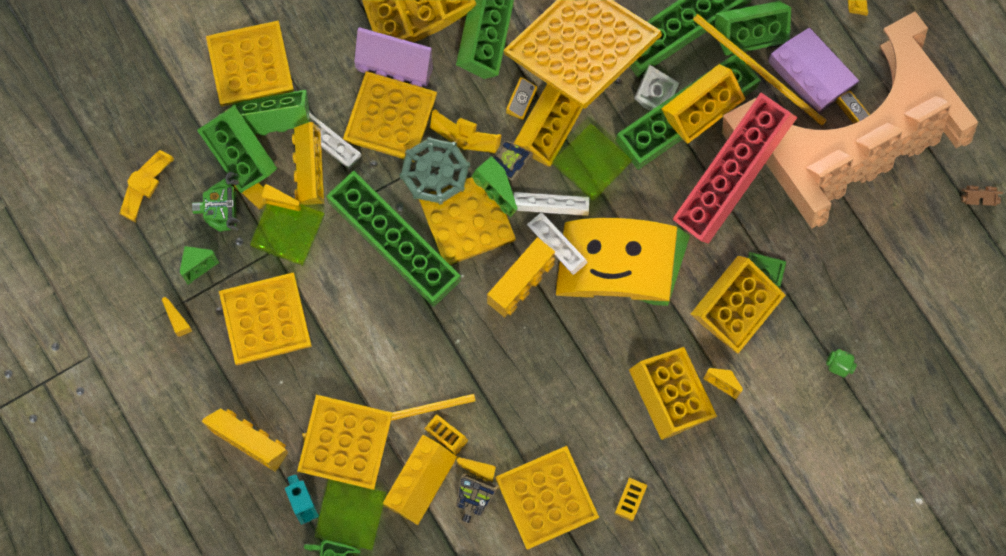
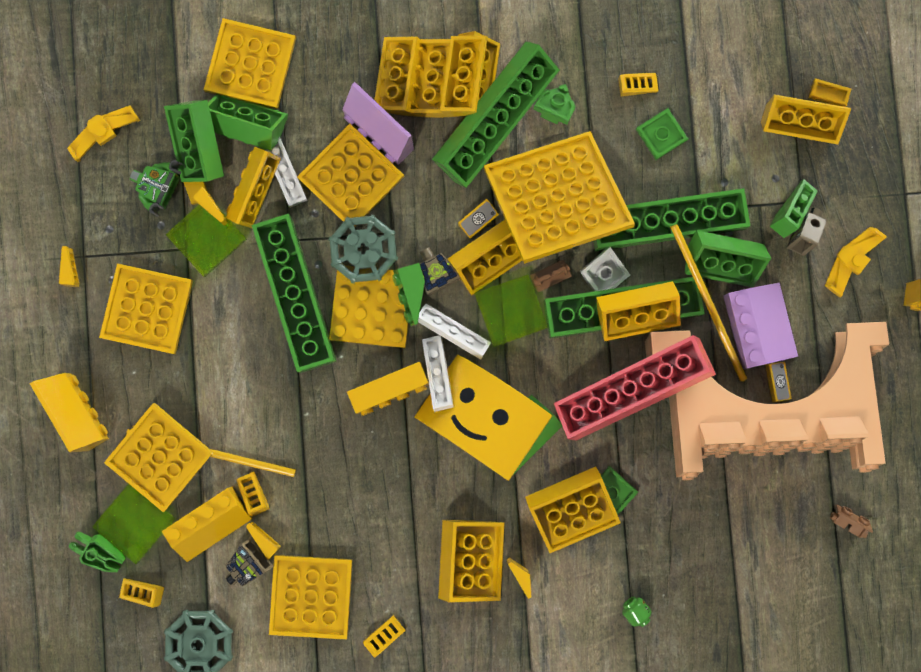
camera: 30 degrees right, 10 degrees up
(196, 263) = (105, 229): bright green slope -> none
(300, 500) = (94, 489): teal torso -> none
(464, 134) = (408, 227): yellow plate -> none
(611, 116) = (550, 276): none -> medium nougat hinge

